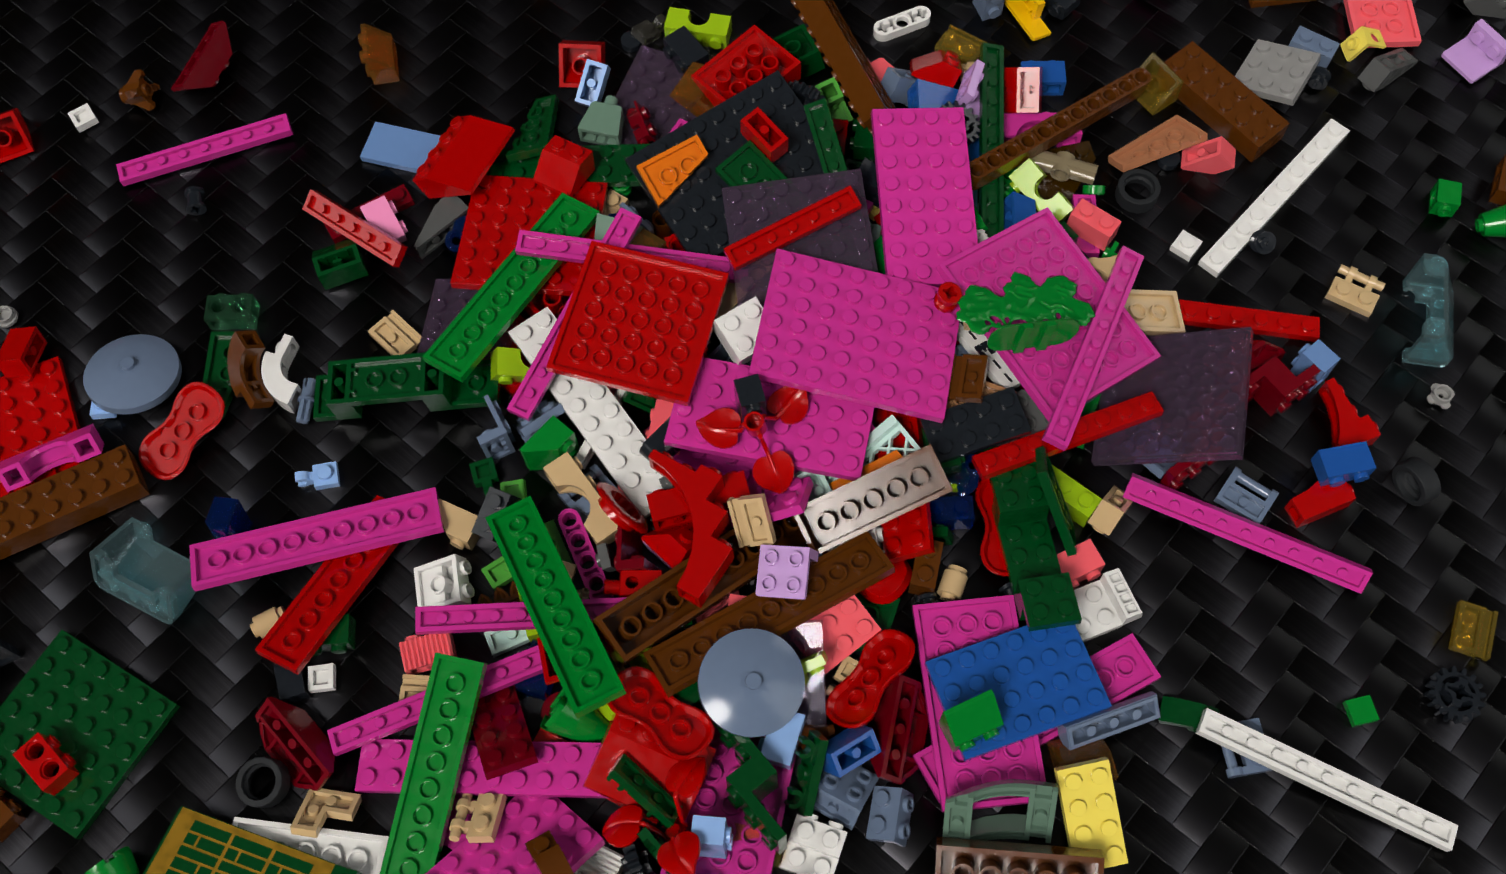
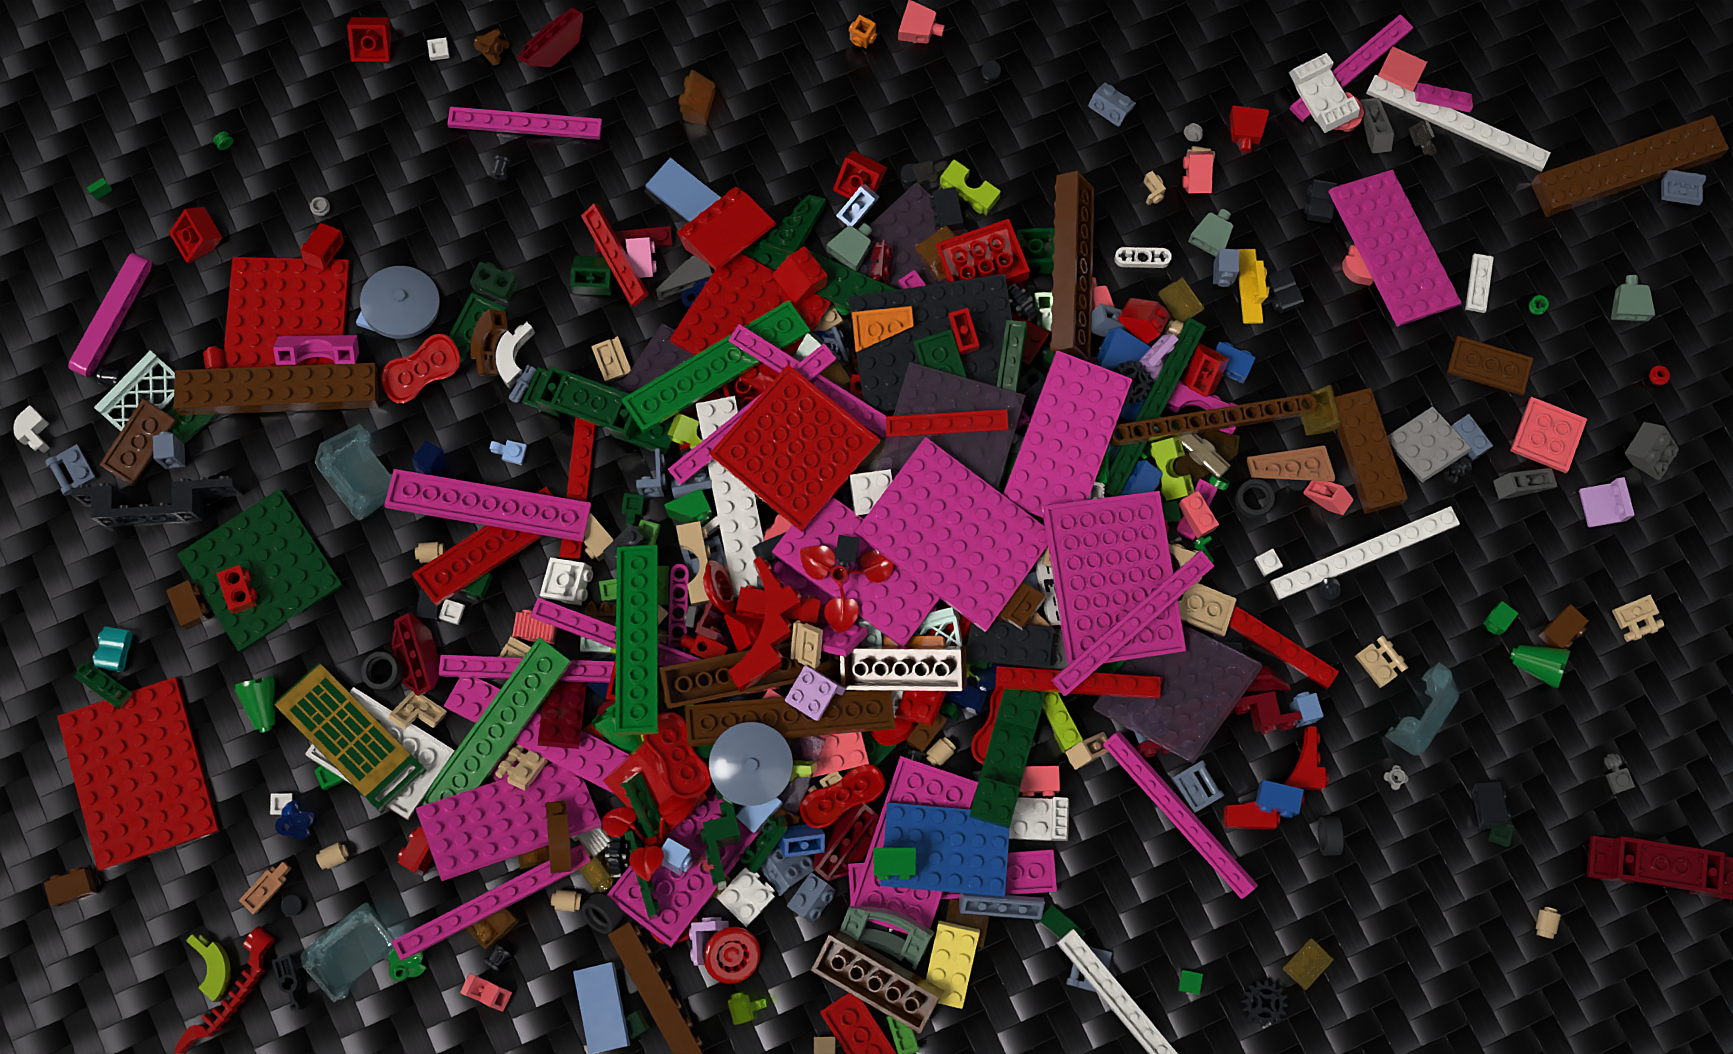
camera: 20 degrees right, 10 degrees up
(410, 469) = (579, 478): none -> red plate
(942, 300) = (1033, 537): red wheel -> none
(1029, 303) = (1097, 568): green plant -> none
(1056, 500) = (1042, 728): dark green tile -> none
(1360, 41) = (1515, 449): light yellow bracket -> none

